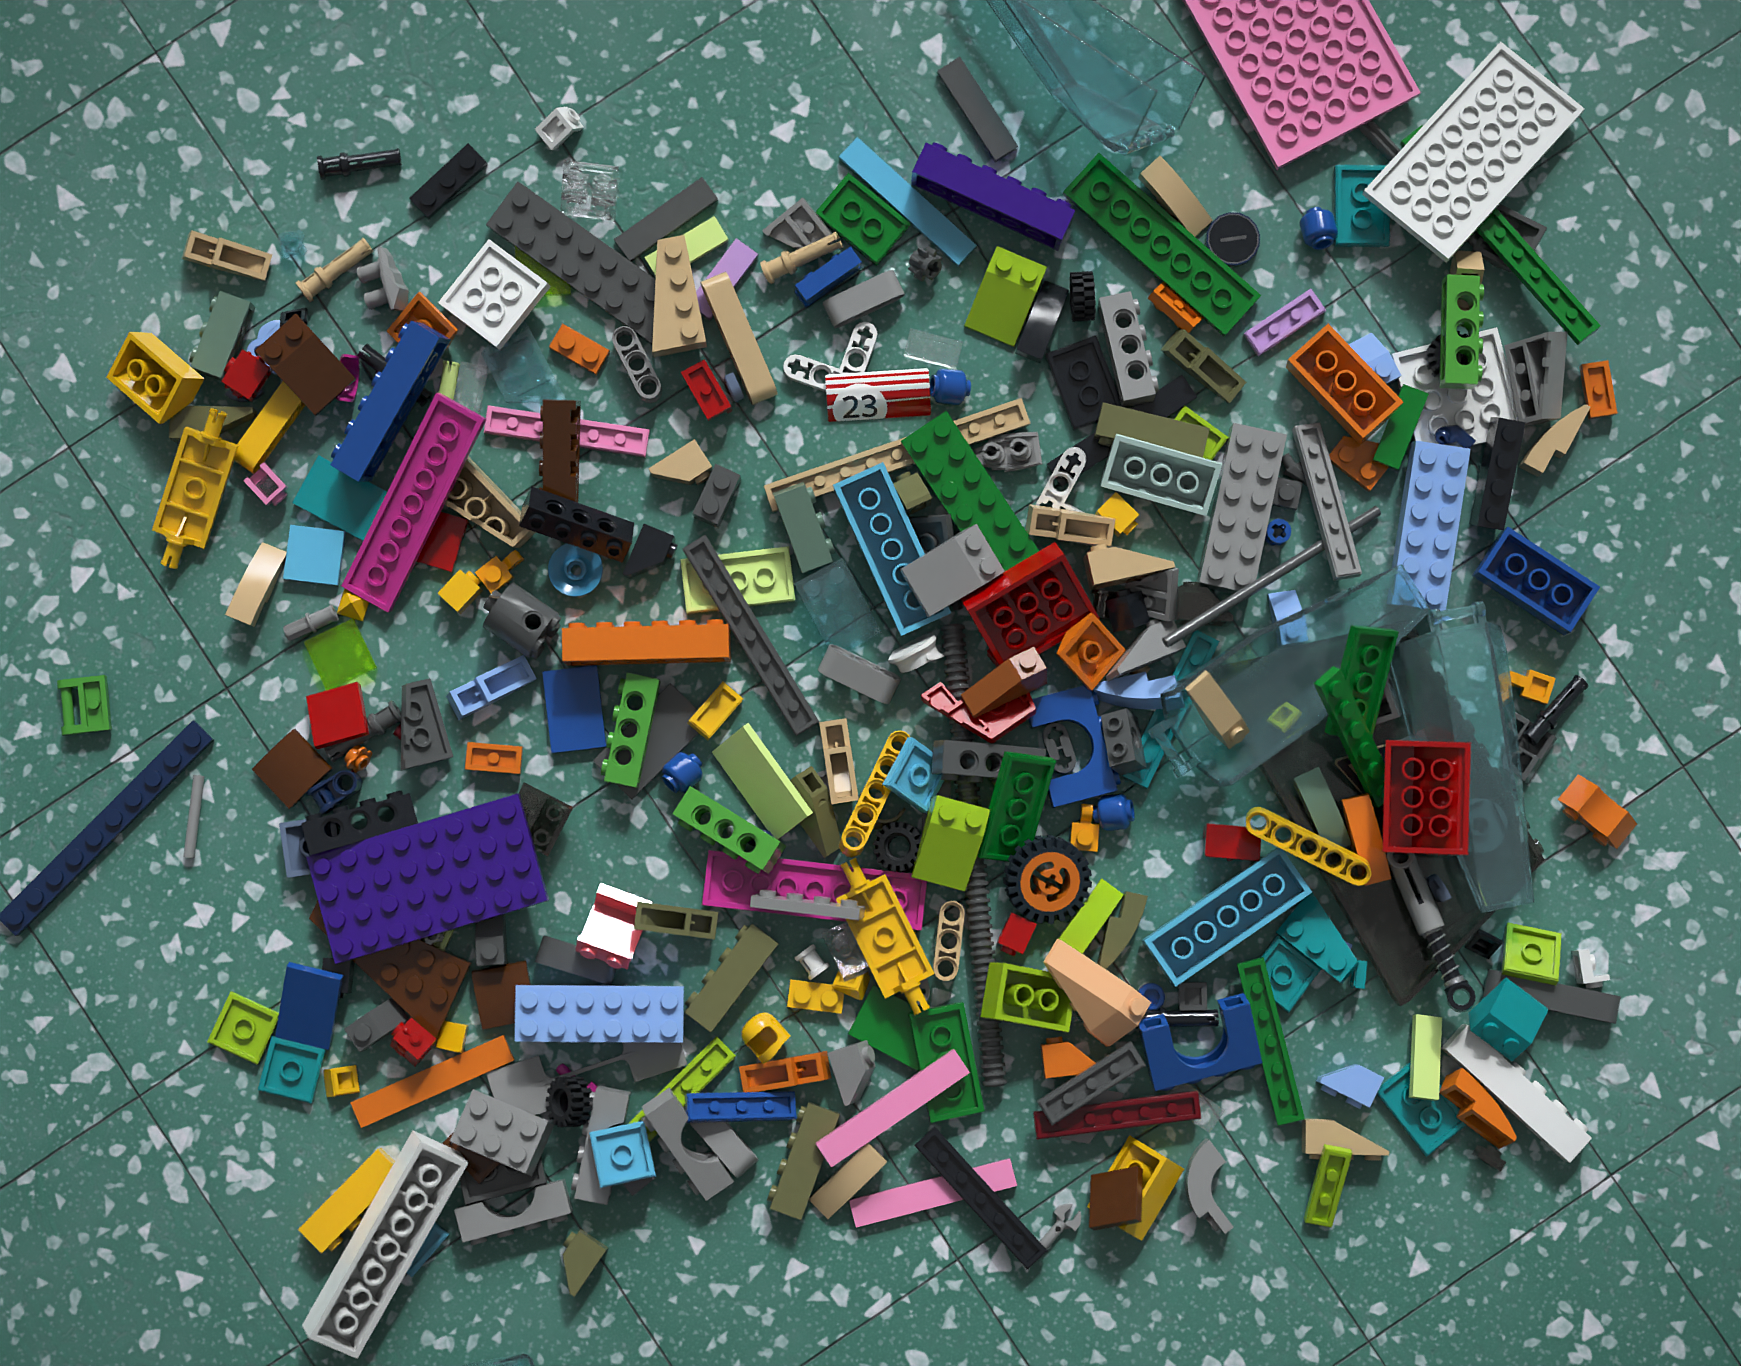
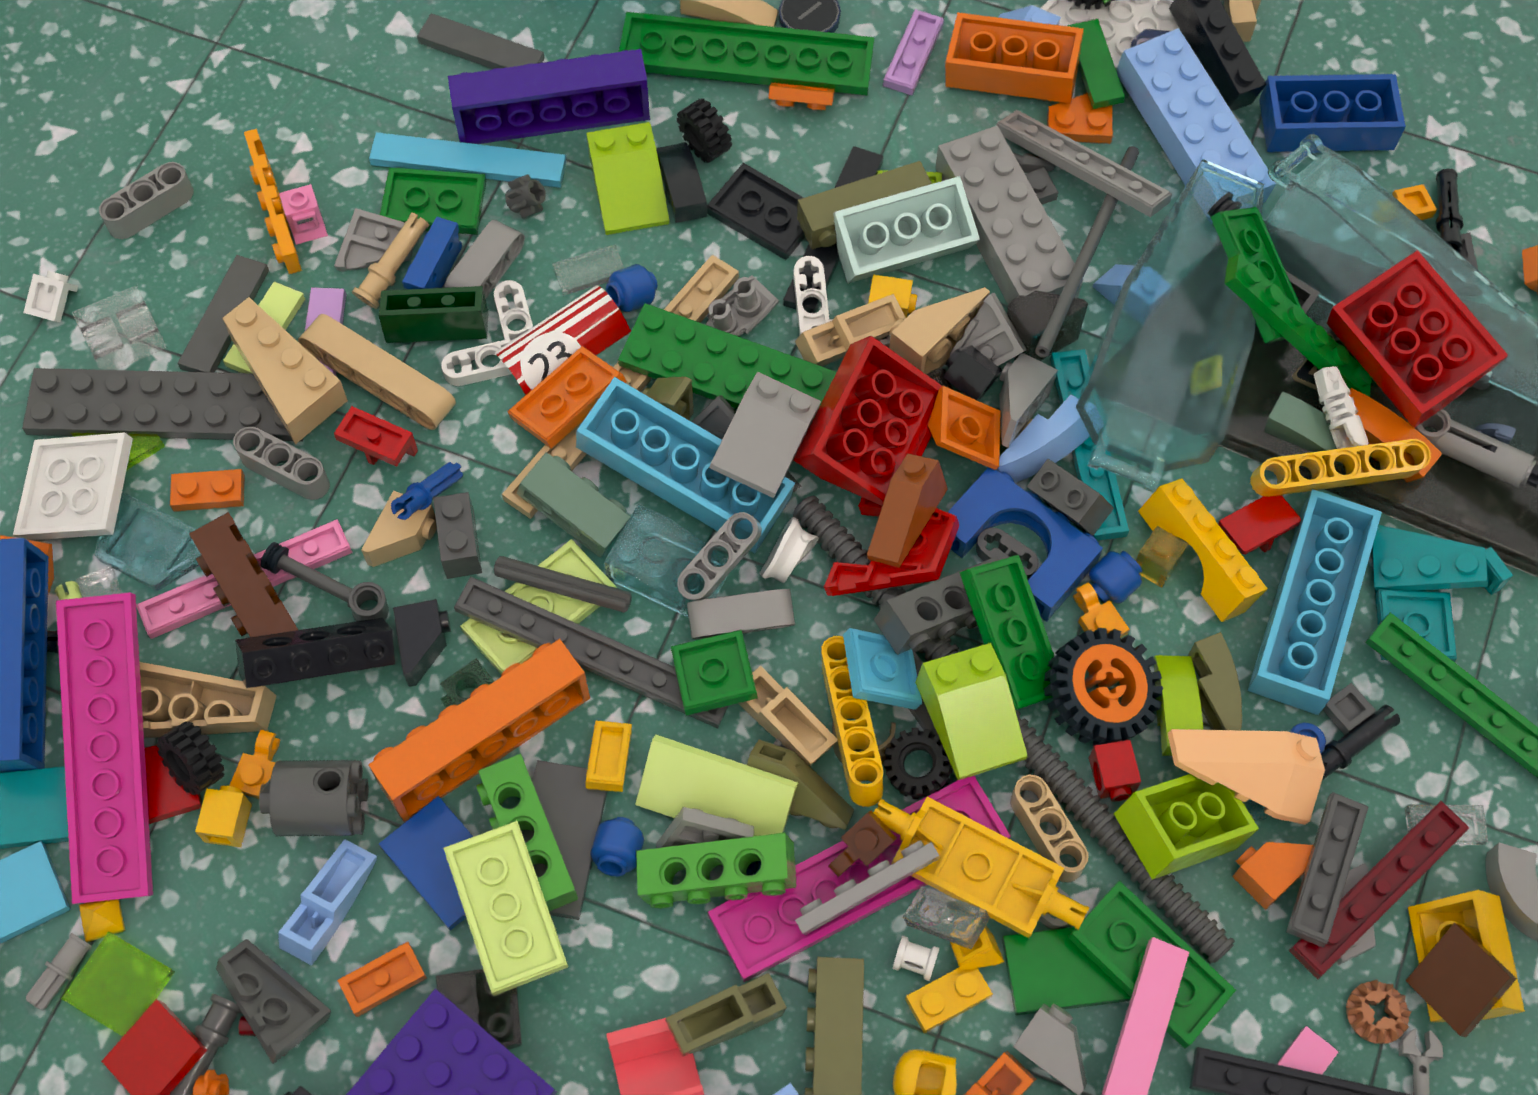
camera: 30 degrees left, 20 degrees down
(461, 544) = (190, 758): none -> black tyre
(560, 570) = (336, 696): dark azure dish -> none
(588, 771) = (505, 908): none -> yellowish green tile
(593, 437) = (277, 558): none -> dark grey piece
(653, 84) = (146, 200): none -> light grey beam
(668, 602) = (469, 676): none -> clear green brick
(708, 457) = (420, 495): none -> blue axle
(733, 387) = (403, 419): sand blue tile -> none
(738, 803) = (696, 826): none -> light grey wing
(750, 148) = (270, 200): none -> light orange wing
(761, 577) = (562, 584): none -> dark grey axle
(765, 176) = (303, 214): none -> bright pink window
(802, 320) = (433, 314): none -> dark green brick
(814, 703) = (714, 672): none -> green tile
(827, 876) = (864, 841): none -> reddish brown plate
(851, 442) = (564, 397): none -> orange tile
(855, 637) = (703, 564): none -> light grey beam
(1047, 1176) = (1361, 1015): none -> nougat gear
(1130, 391) = (783, 150): light grey brick -> none
(1152, 818) = (1160, 556): none -> clear yellow brick
(1186, 803) = (1229, 580): none -> yellow arch
(1203, 365) = (866, 126): olive slope -> none
(1217, 710) = (1148, 388): tan slope -> none
(1235, 1050) = (1440, 731): blue arch -> none
(1286, 533) = (1064, 220): blue bush -> none
(1342, 807) = (1339, 409): none -> white hinge
(1381, 614) = (1225, 203): none -> black bush

